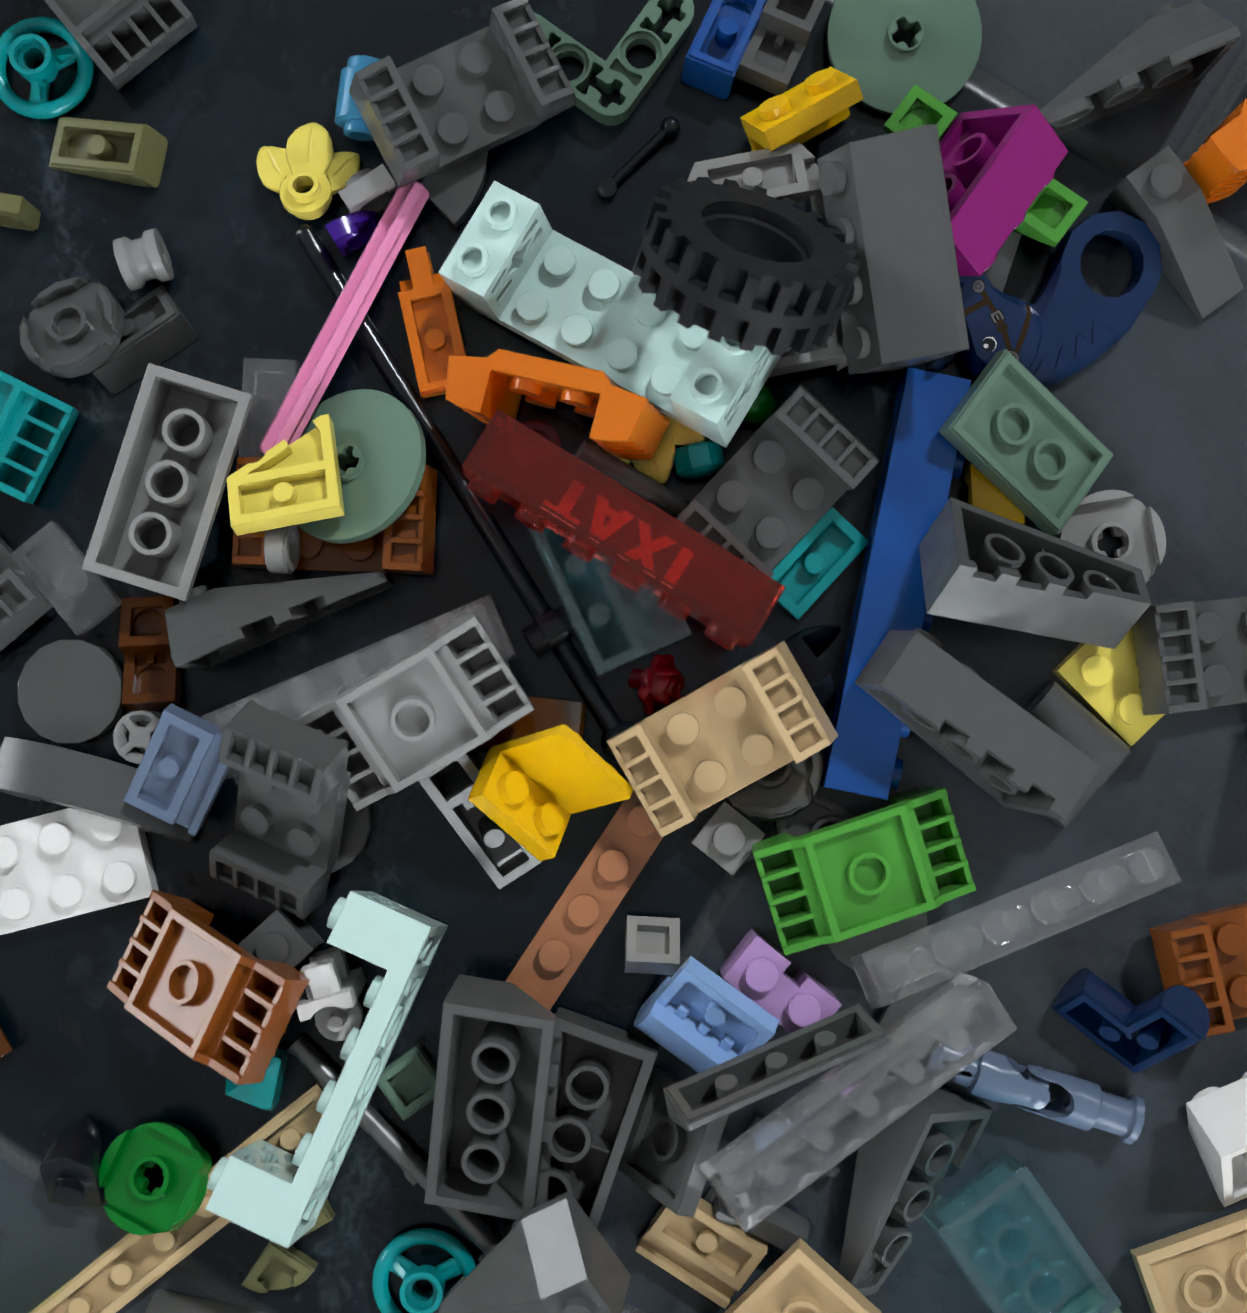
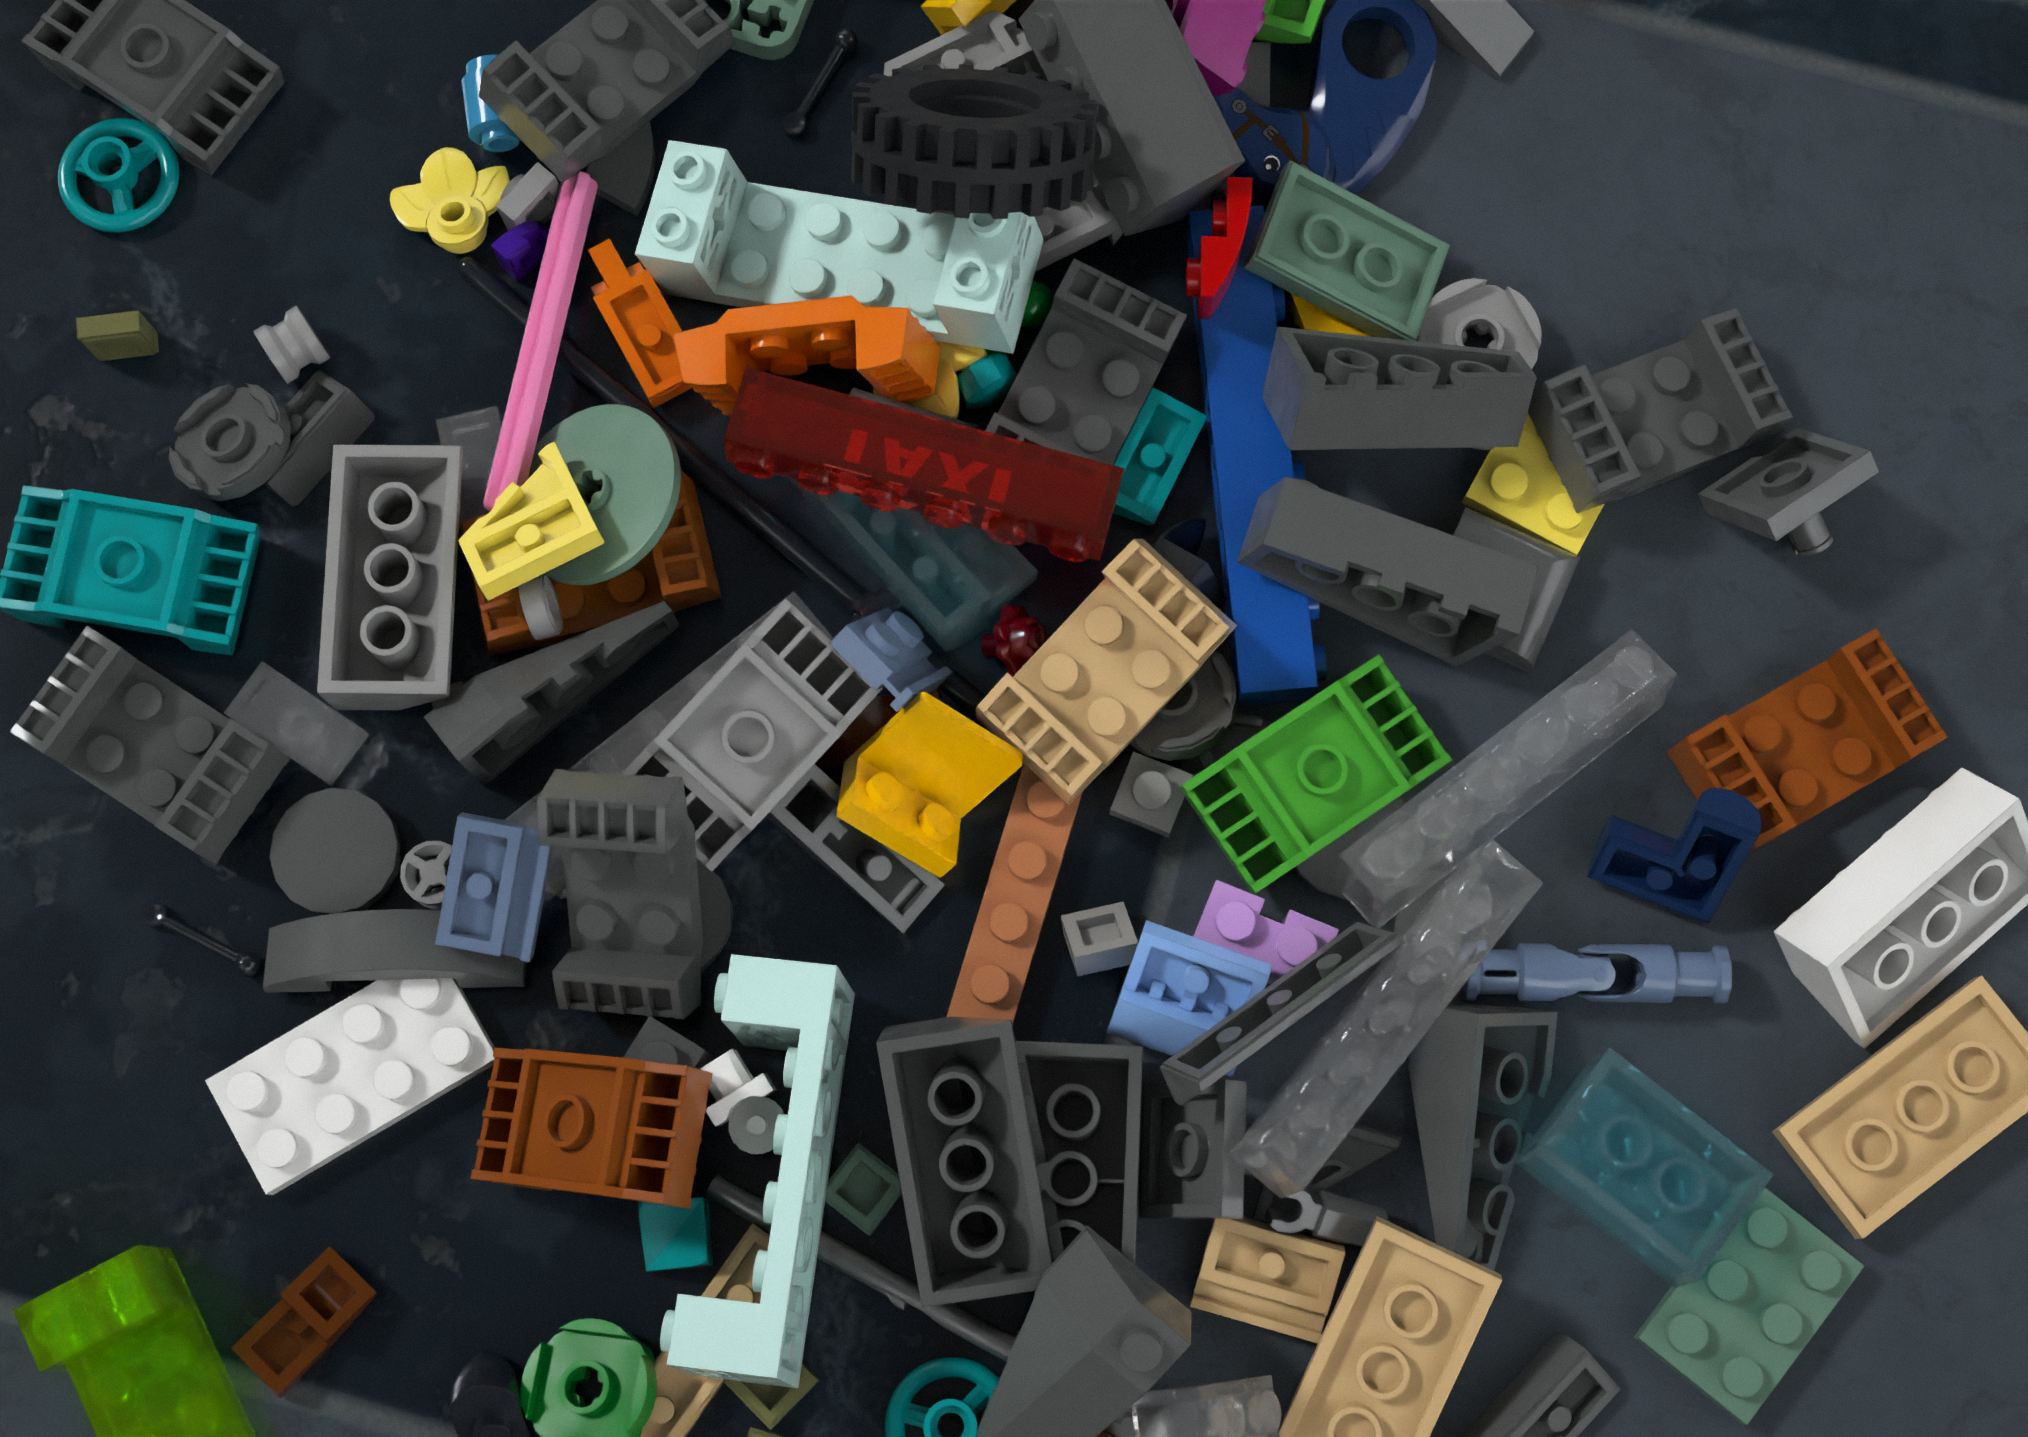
camera: 15 degrees left, 10 degrees down
(109, 150) = (219, 241): olive slope -> none
(149, 671) = (415, 779): reddish brown slope -> none
(549, 680) = (890, 654): none -> sand blue plate
(918, 420) = (1220, 253): none -> red slope

